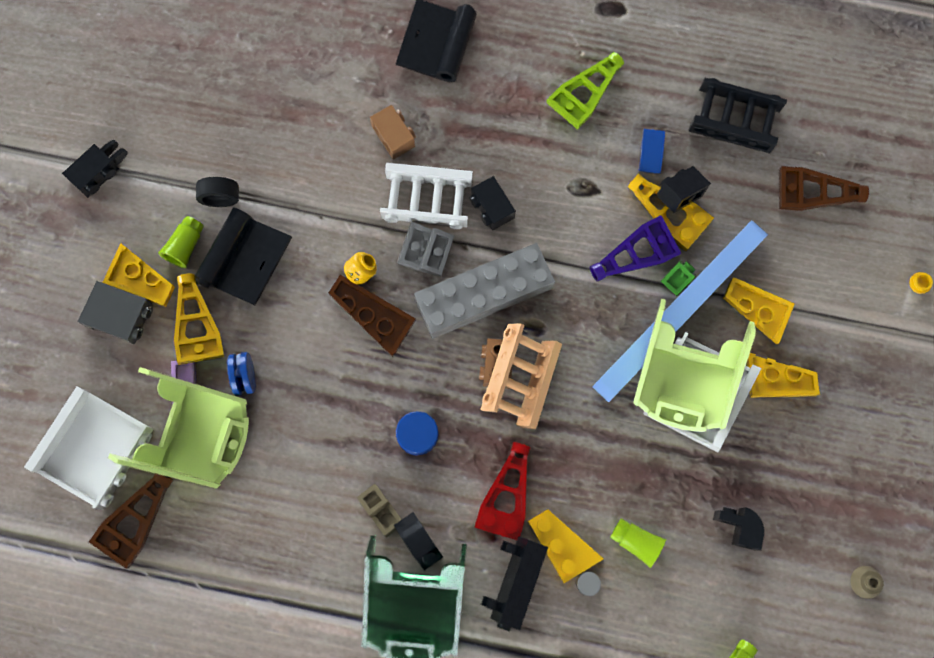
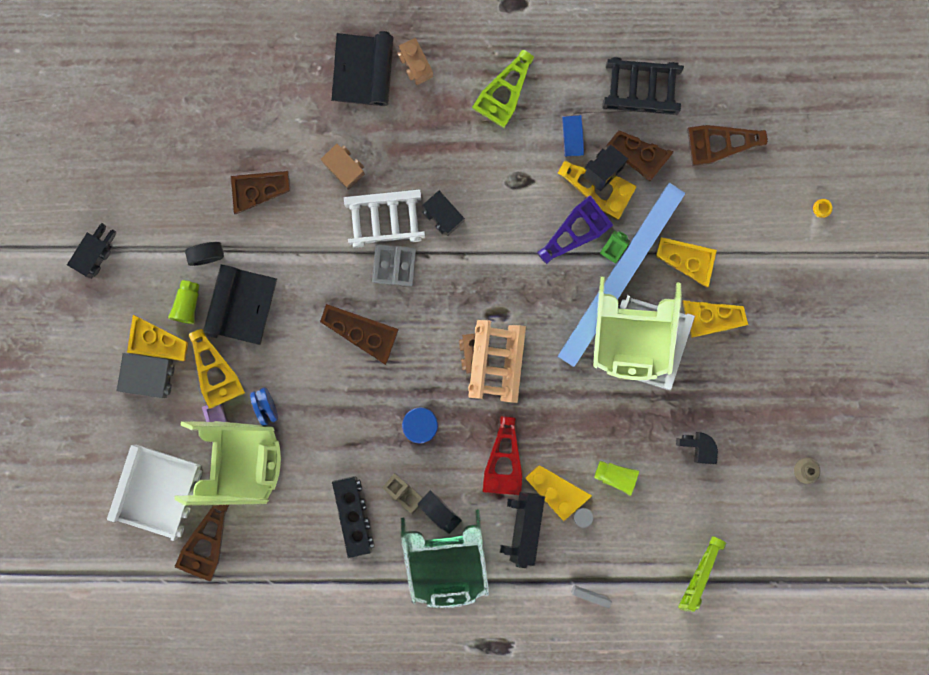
camera: 10 degrees left, 10 degrees up
(292, 138) = (257, 188): none -> reddish brown wing
(306, 513) = (353, 547): none -> black brick
(360, 268) = (342, 295): yellow head -> none
(484, 290) = (451, 292): light grey brick -> none
(495, 41) = (415, 60): none -> medium nougat brick
(725, 188) = (641, 156): none -> reddish brown wing

